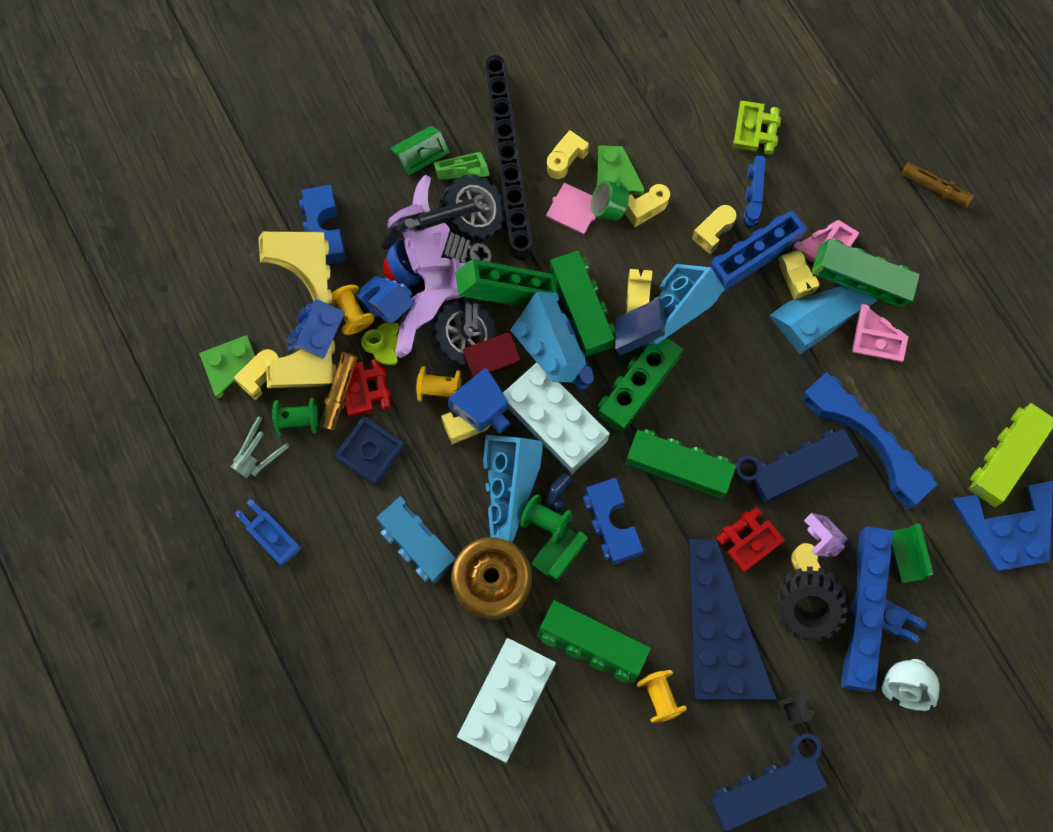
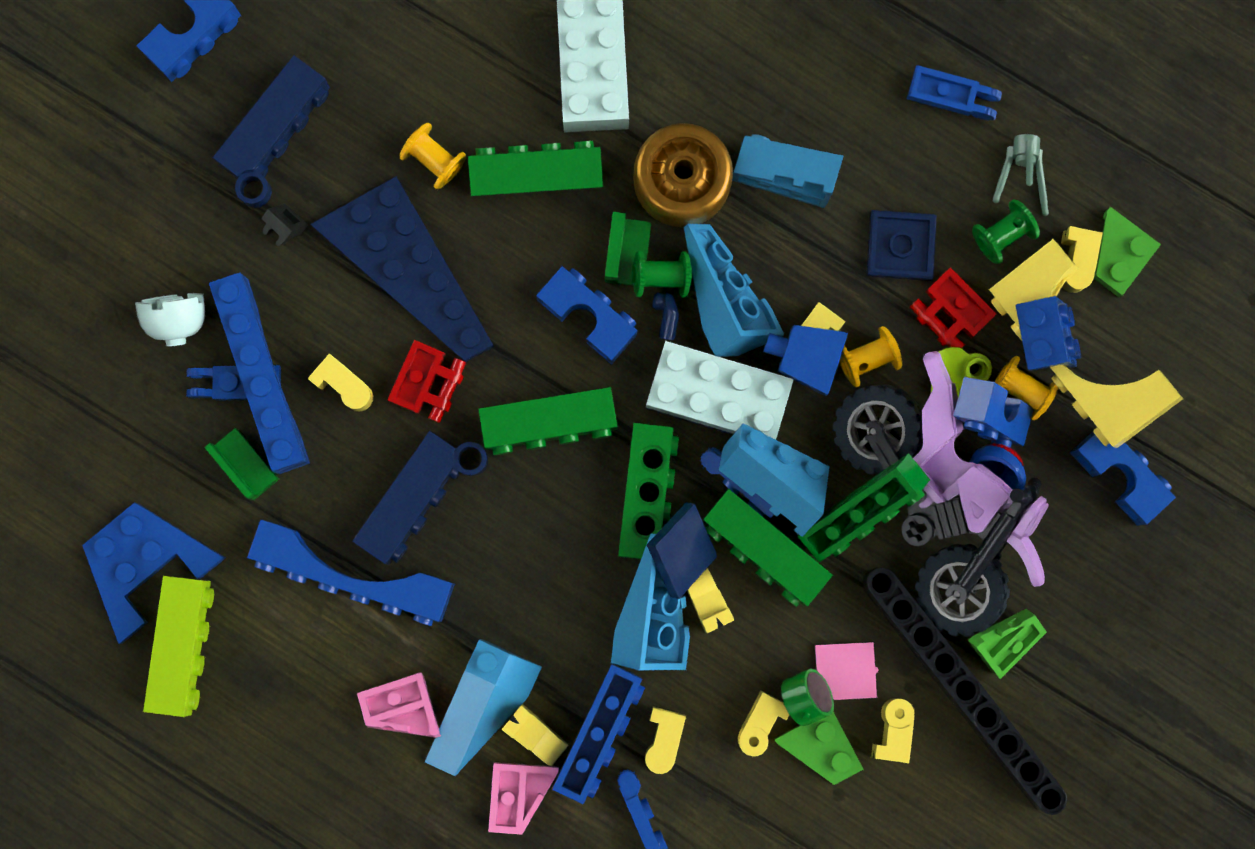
camera: 145 degrees right, 10 degrees up
(336, 396) = (974, 273): pearl gold pin -> none
(420, 149) = (1073, 638): green panel -> none
(491, 354) = (832, 421): dark red panel -> none
(811, 623) = (322, 338): black tyre -> none
(832, 538) = (344, 428): lavender bracket -> none
(865, 273) = (453, 775): green brick -> none

